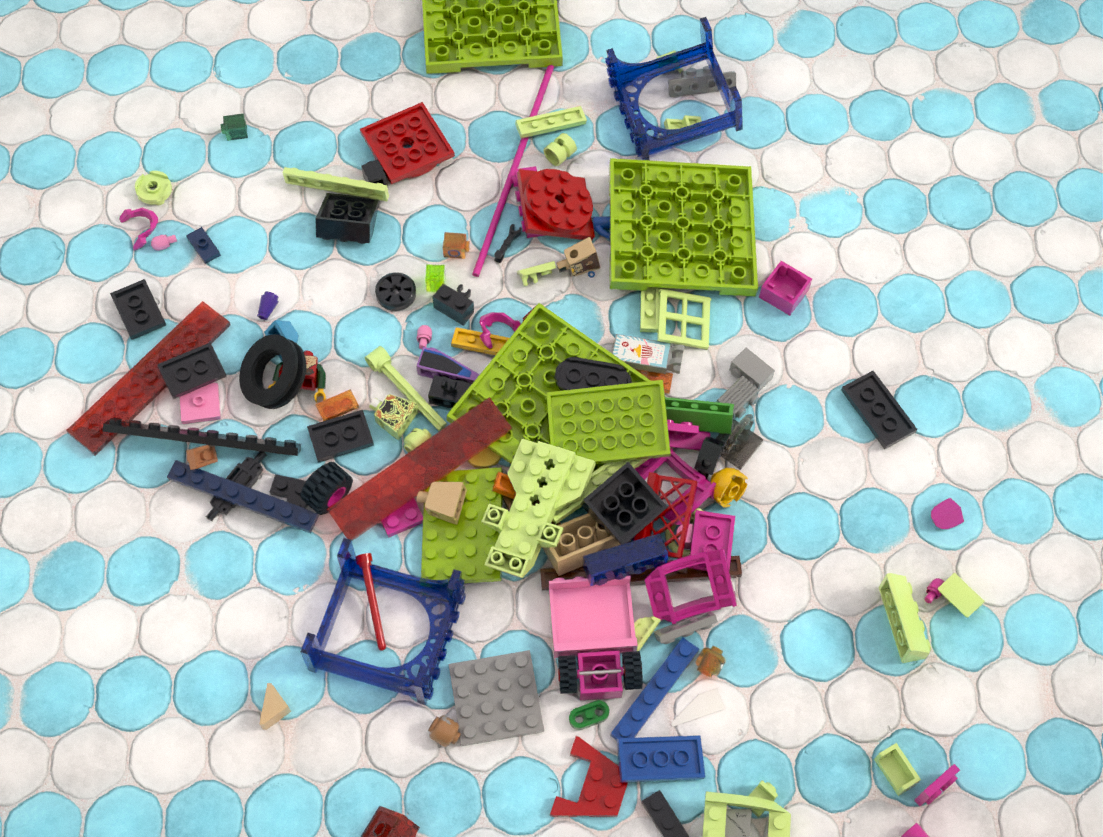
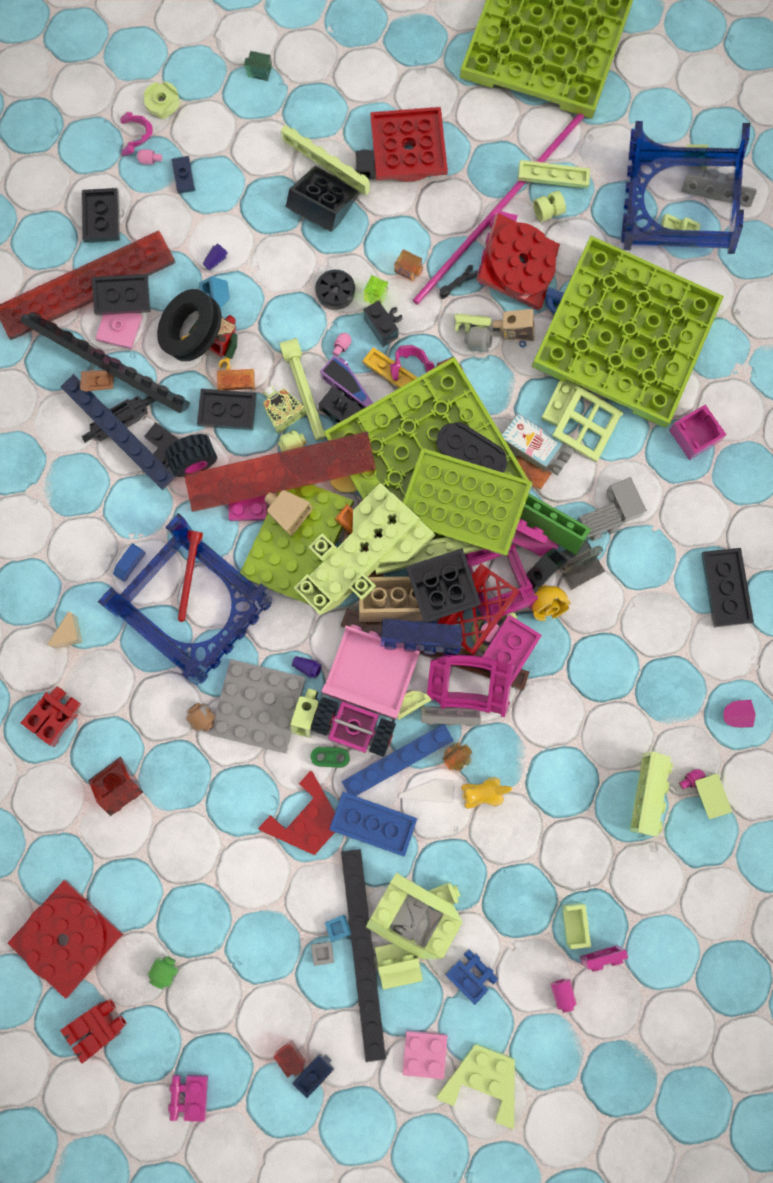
camera: 25 degrees right, 15 degrees up
(292, 795) = (51, 717): none -> red hips
(306, 614) = (128, 562): none -> blue piece
(527, 639) = (309, 667): none -> dark purple cone
(547, 684) = (303, 720): none -> yellowish green torso
(550, 284) = (478, 339): none -> light grey head
(755, 682) = (488, 792): none -> yellow animal

